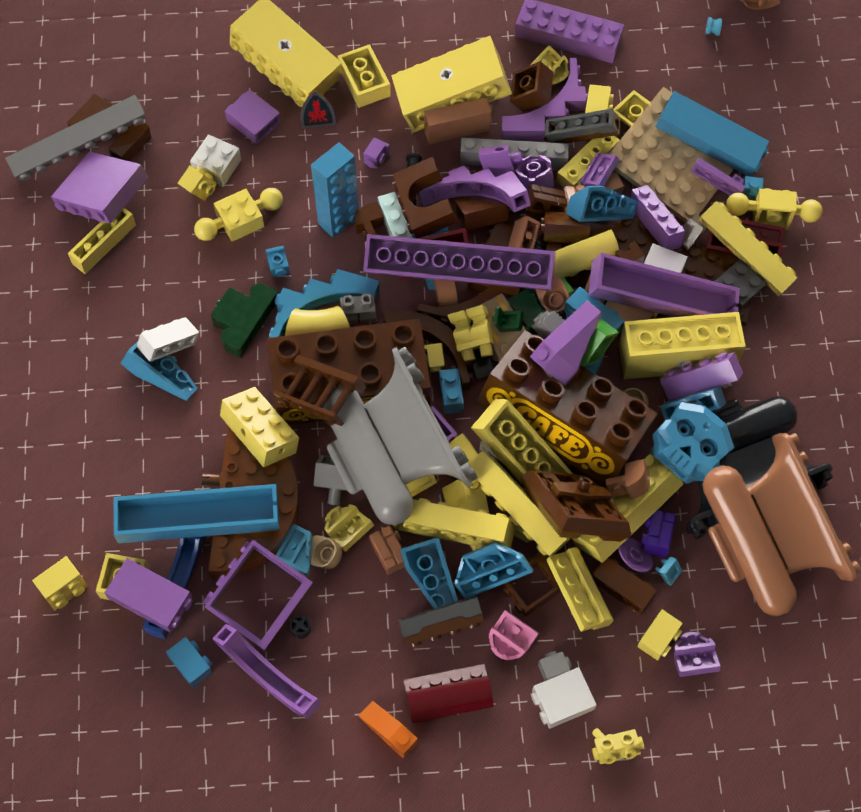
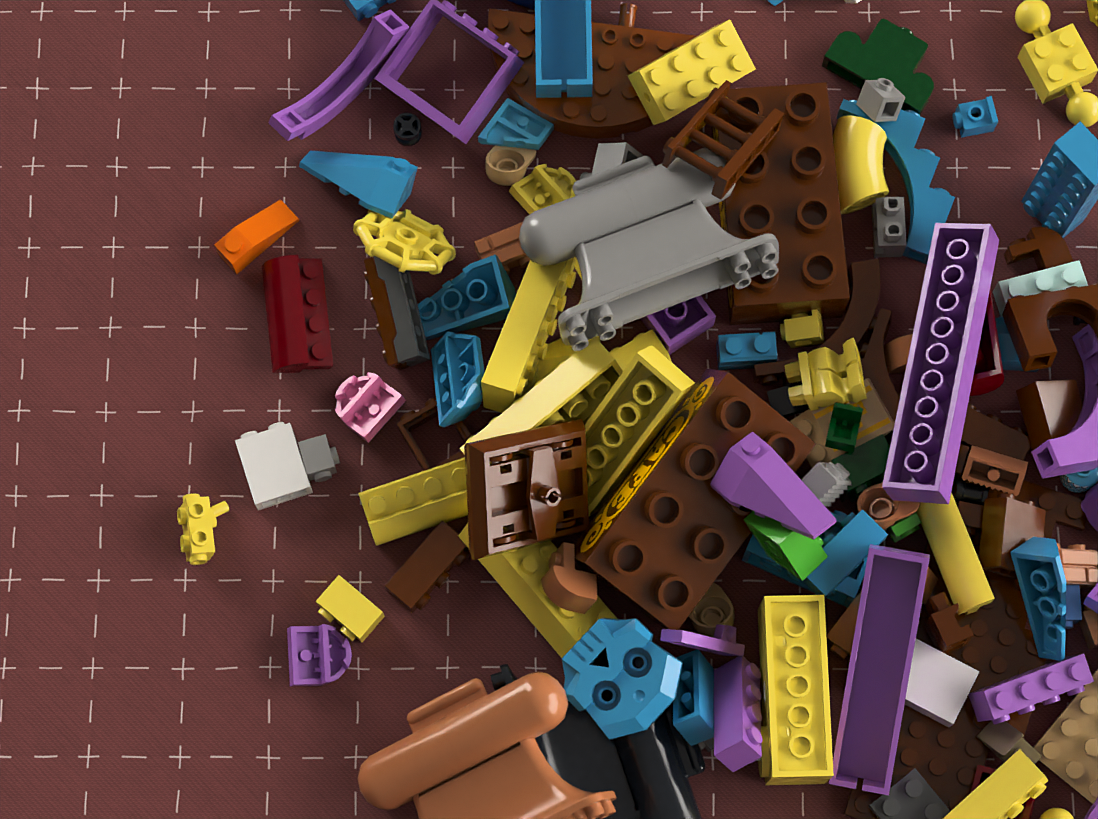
camera: 95 degrees right, 10 degrees up
(273, 311) = (880, 100): none -> light grey brick
(342, 645) = (377, 181): none -> dark azure wedge
(388, 623) = (405, 241): none -> light yellow plate
(546, 199) = (1068, 513): reddish brown brick -> none
(633, 555) = (469, 600): medium lavender dish -> none
(659, 395) = (721, 643): none -> medium lavender hinge
(659, 533) = (500, 626): dark purple brick -> none
(670, 570) = (444, 636): medium azure tile -> none

